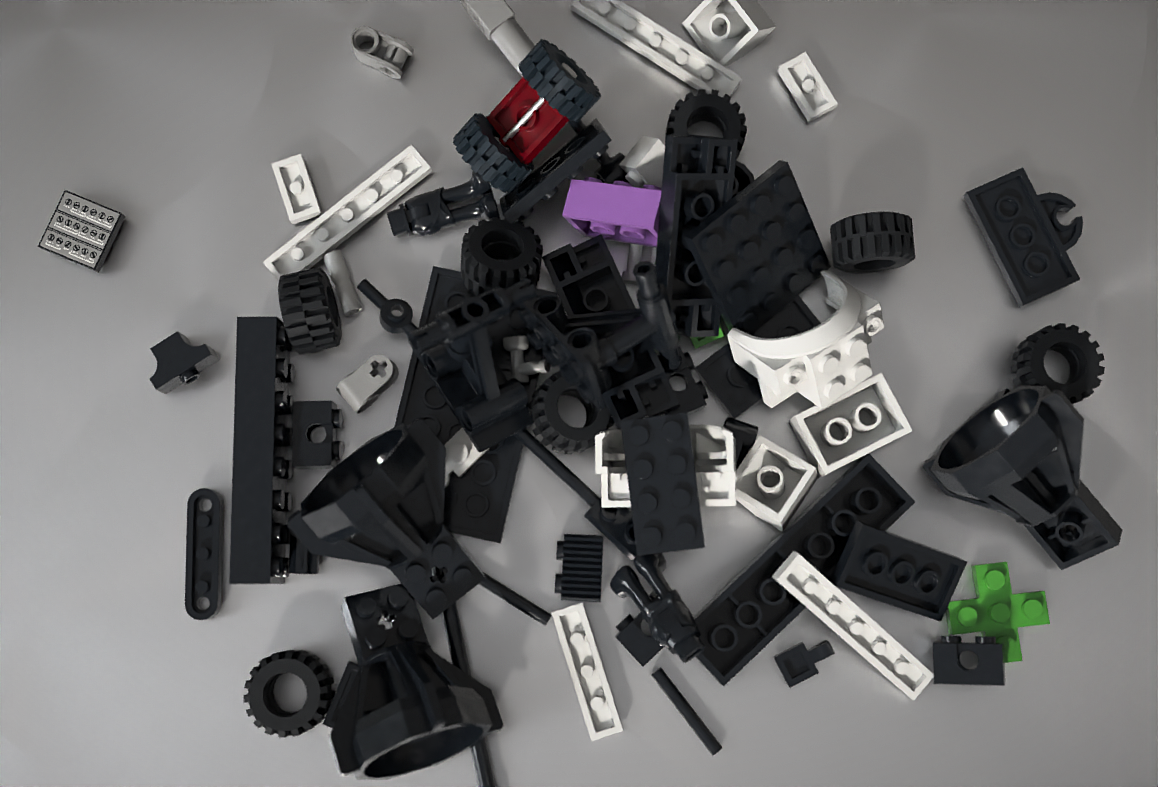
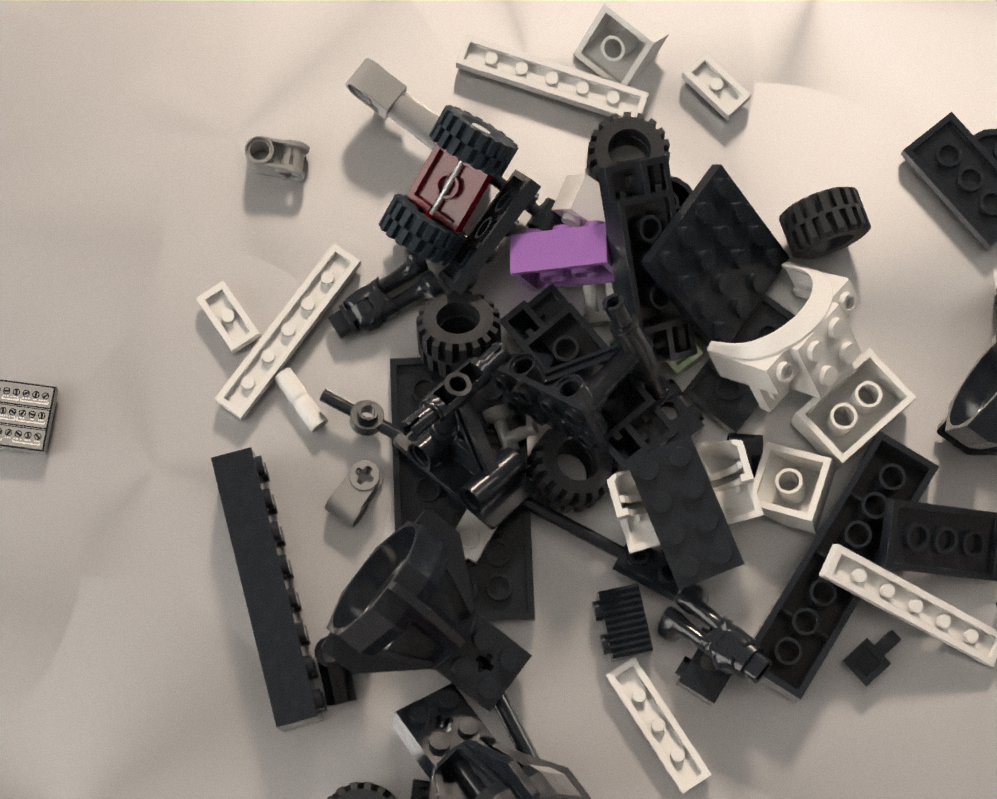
camera: 15 degrees left, 5 degrees down
(179, 362) = (157, 522): black brick -> none
(203, 554) = (234, 711): black plate -> none
(305, 419) = (304, 543): black brick -> none
(309, 310) = (279, 434): black tyre -> none
(515, 599) = (566, 674): black bar -> none
(686, 711) = (769, 739): black bar -> none

